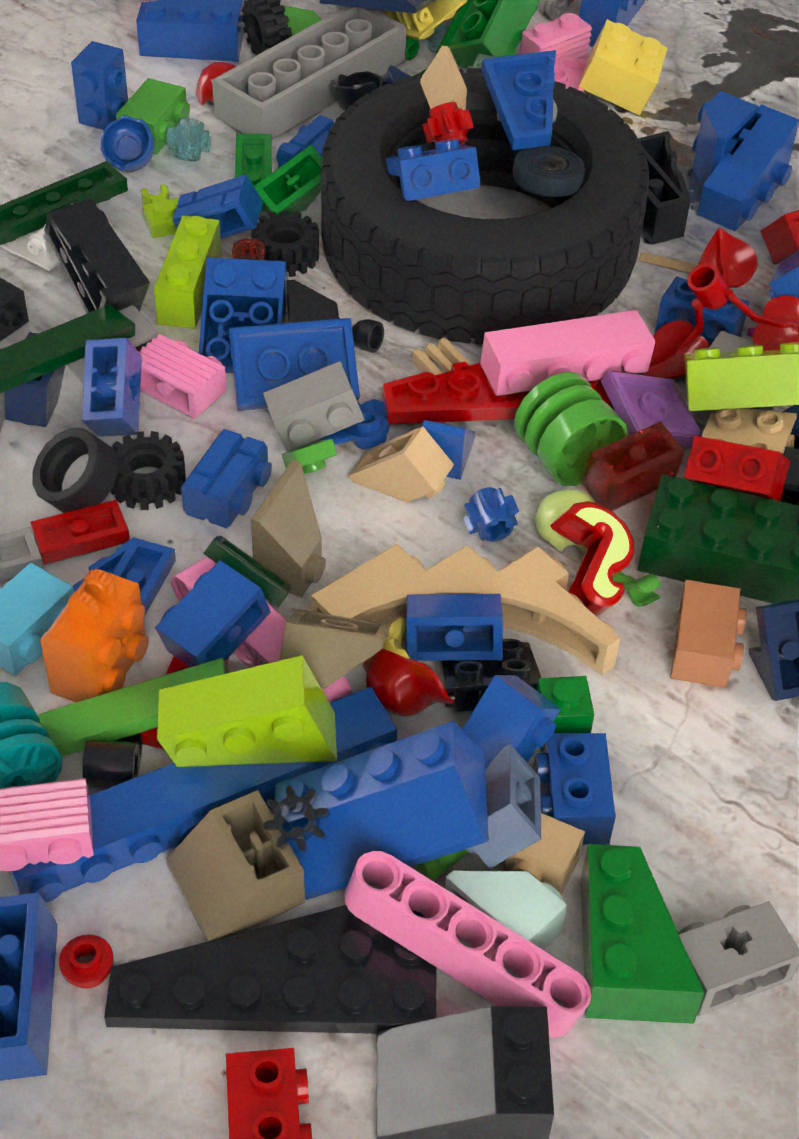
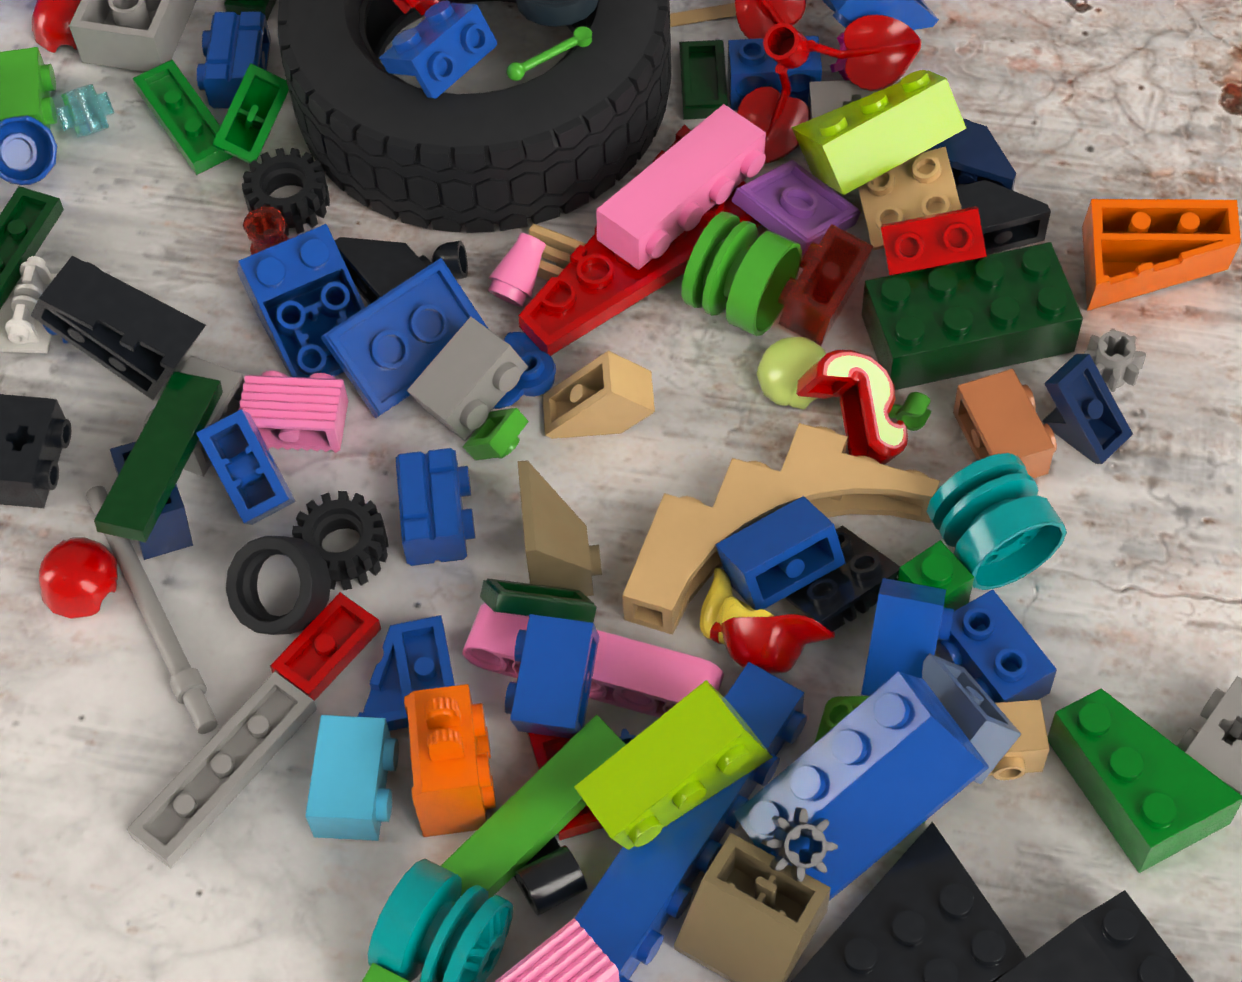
camera: 25 degrees left, 10 degrees up
(159, 212) = (119, 220): lime plate -> none
(182, 276) = (211, 280): lime arch -> none
(231, 202) = (192, 190): blue brick -> none
(331, 643) = (692, 642): dark tan slope -> none
(408, 357) = (517, 272): none -> bright pink cone
(452, 919) = (987, 881): bright pink beam -> none
(455, 443) = (627, 339): blue slope -> none
(491, 514) = (722, 407): blue gear -> none
(514, 900) = (1016, 814): light aqua slope -> none
(545, 207) = (581, 37): none -> bright green hinge
(644, 687) = (996, 520): none -> teal wheel
(647, 298) = (702, 78): none -> dark green tile

